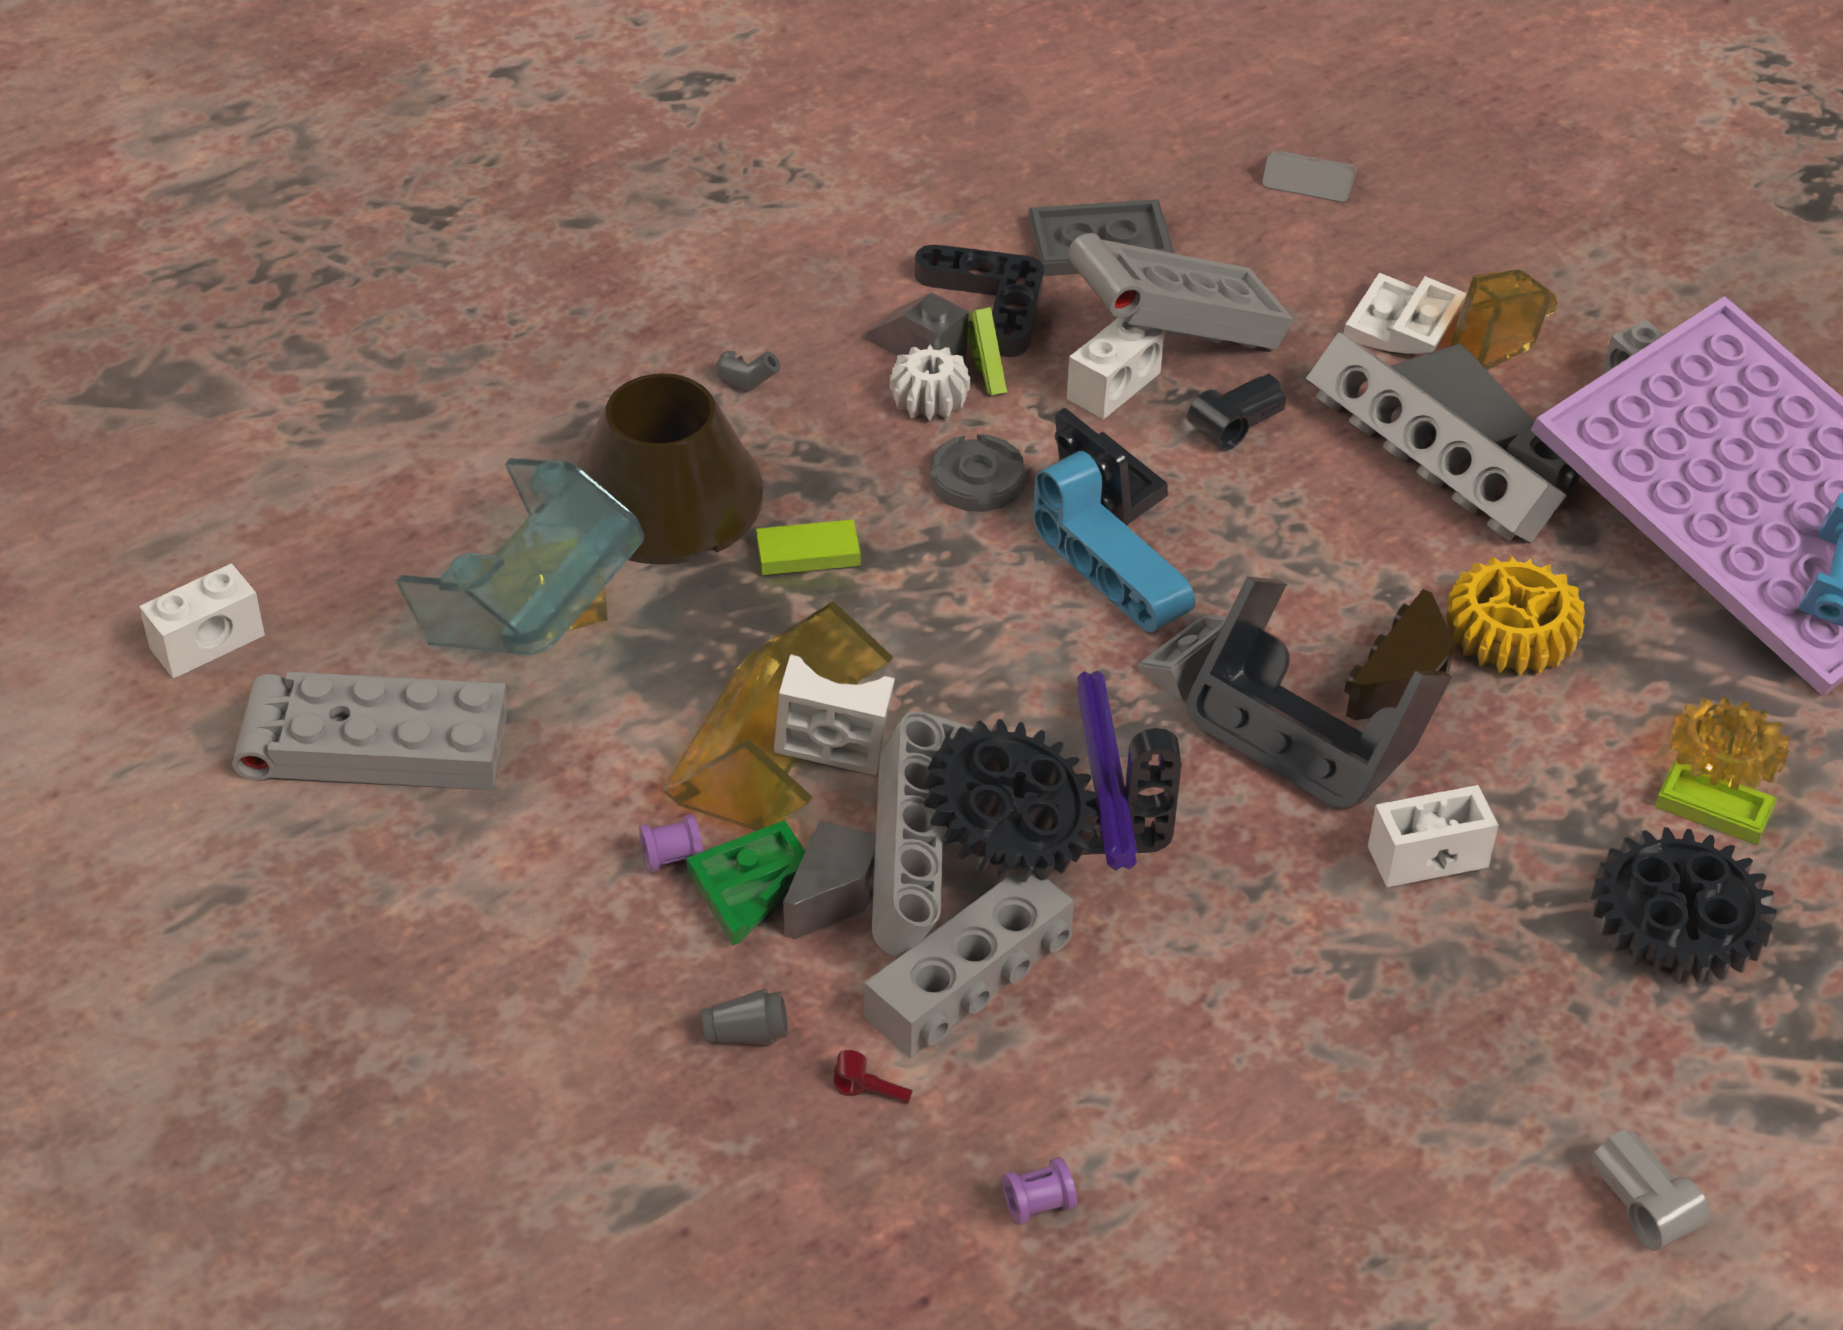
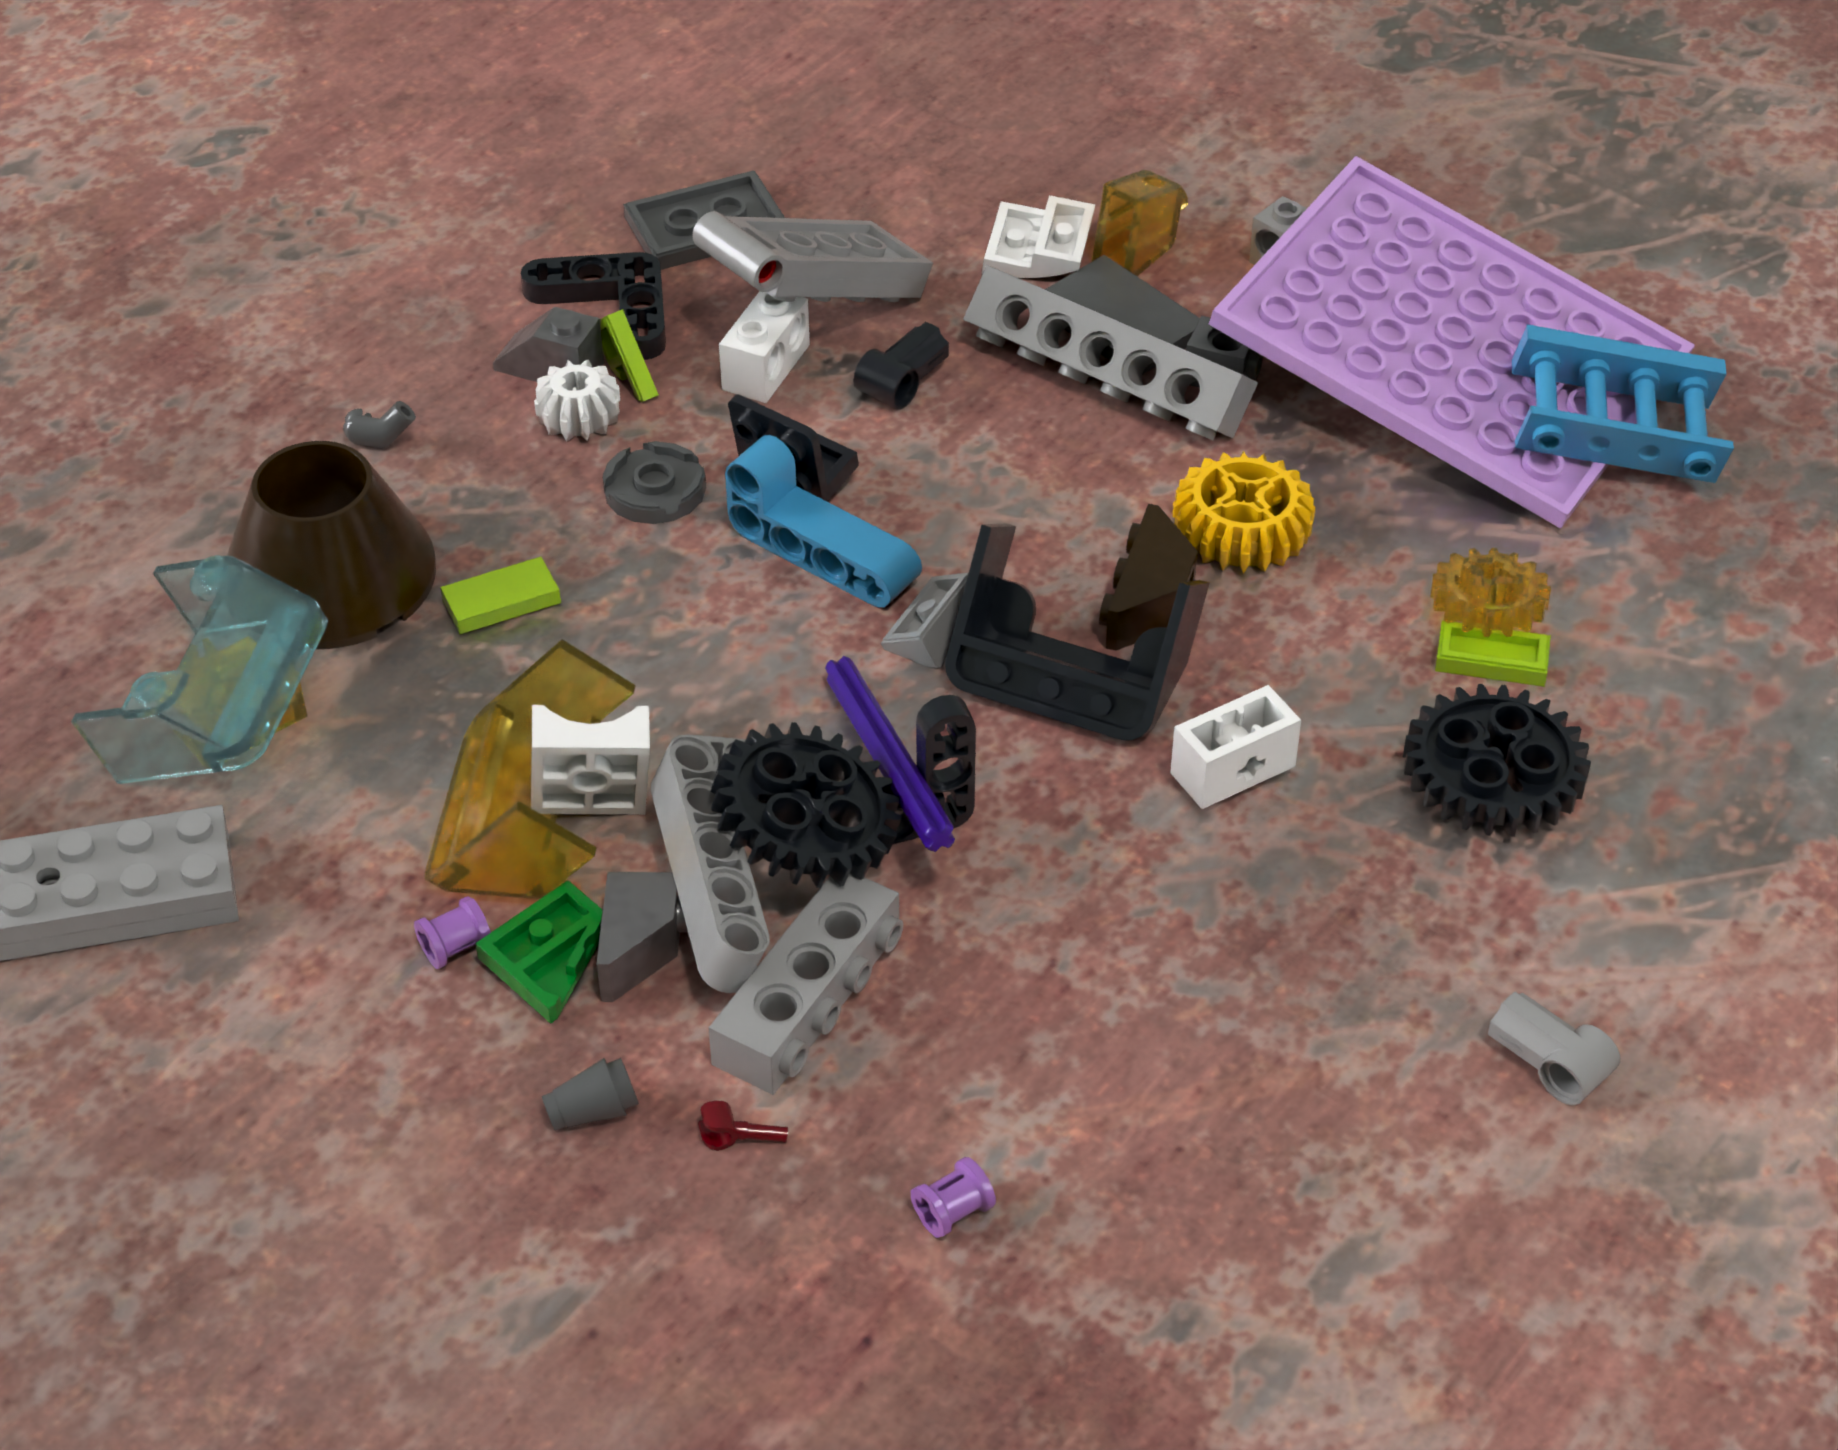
camera: 15 degrees left, 0 degrees up
(1309, 175) = (898, 119): light grey slope -> none

